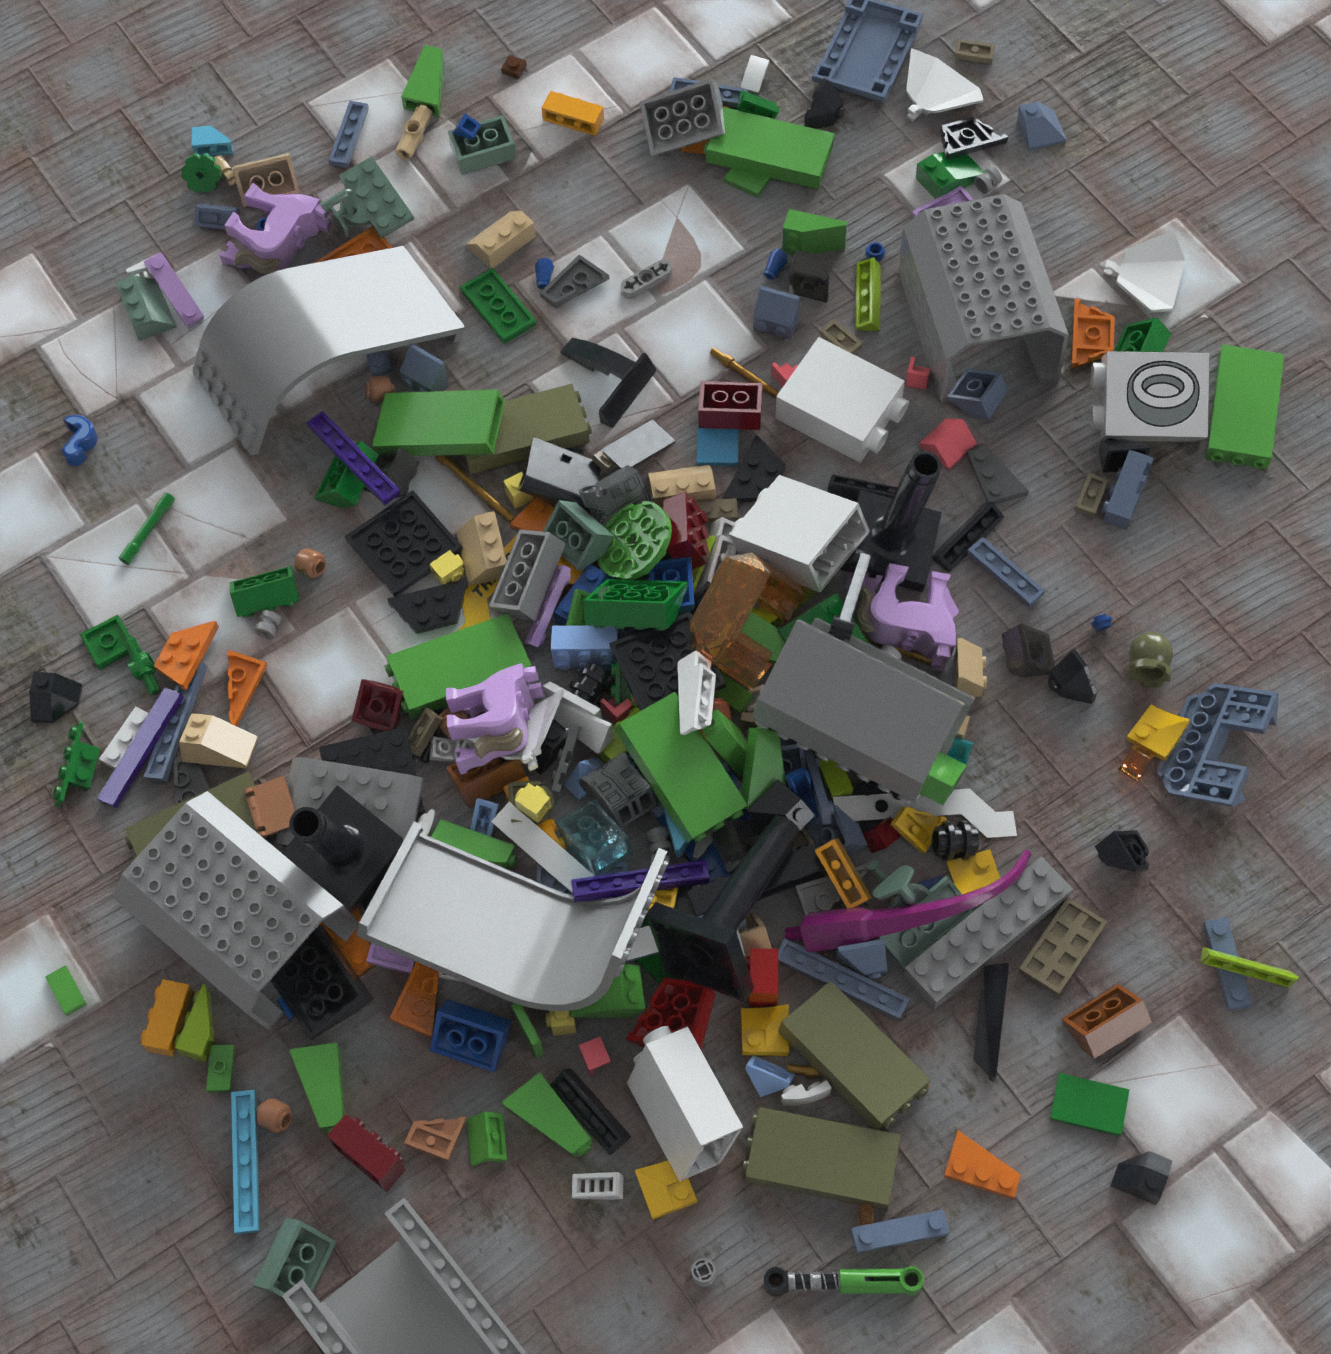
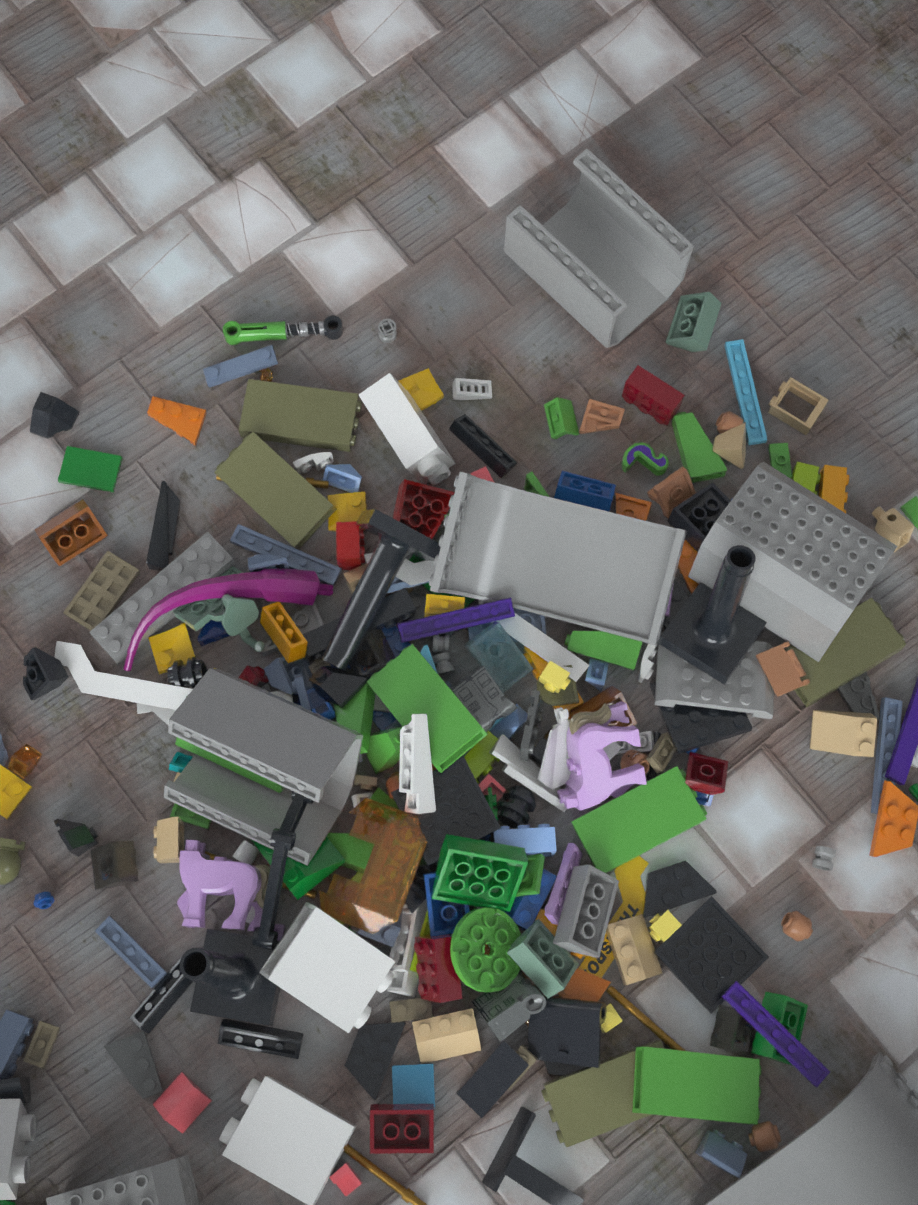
camera: 170 degrees right, 10 degrees up
(101, 963) = (893, 526): none -> tan torso
(165, 1123) = (804, 393): none -> tan window
(244, 679) = (834, 805): orange wing -> none
(264, 592) = (835, 894): green slope -> none
(278, 1083) = (732, 445): none -> tan slope
(362, 1032) = (672, 491): none -> nougat bracket
(388, 1083) = (645, 455): none -> bright green animal
(545, 1112) = (514, 435): bright green slope -> none
(917, 376) = (209, 1184): coral panel -> none
(978, 392) = (146, 1152): sand blue slope -> none
(1035, 834) = (117, 686): none -> white sticker

